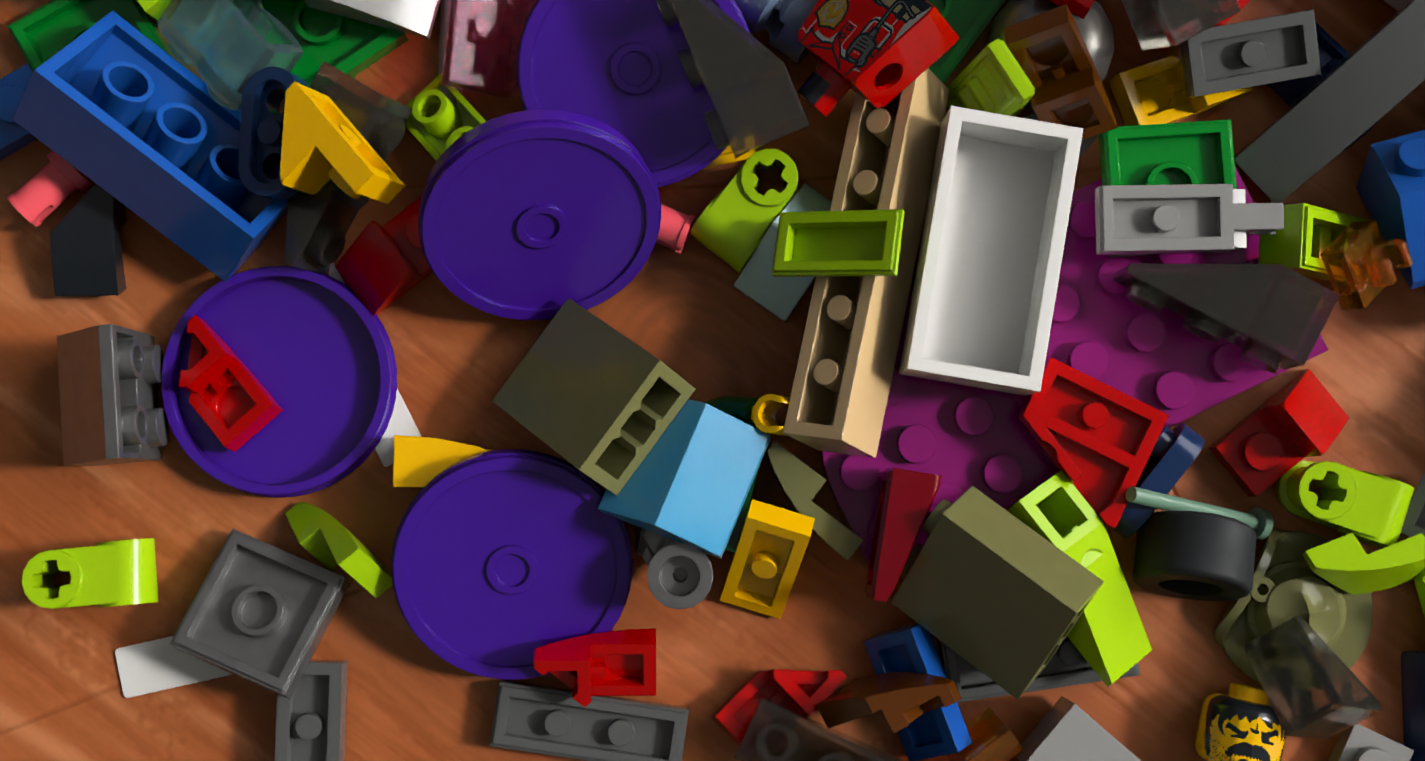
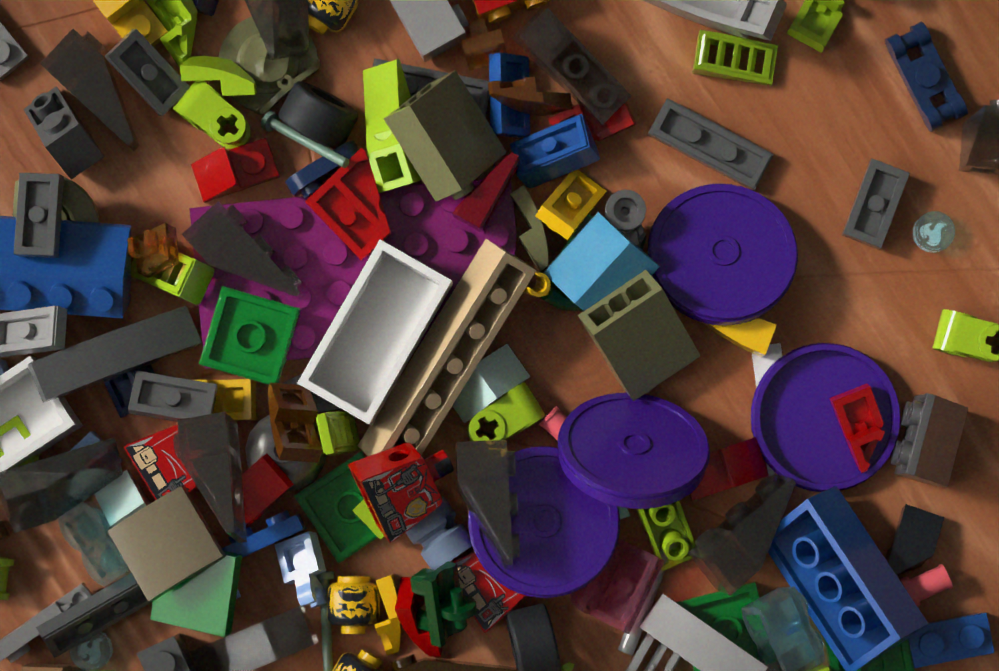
camera: 160 degrees left, 0 degrees up
(159, 667) = (943, 271): white sticker -> none
(211, 715) = (933, 231): none -> clear light blue tile
(260, 613) = (882, 280): flat silver tile -> none
(262, 132) = (776, 560): dark blue plate -> none
(325, 146) = (743, 541): yellow slope -> none
(336, 546) = (826, 307): lime slope -> none
(603, 663) = (688, 177): red slope -> none
(818, 630) = (555, 151): none -> blue slope
(838, 243) = (464, 368): lime tile -> none
(1179, 219) = (256, 313): light grey hinge -> none

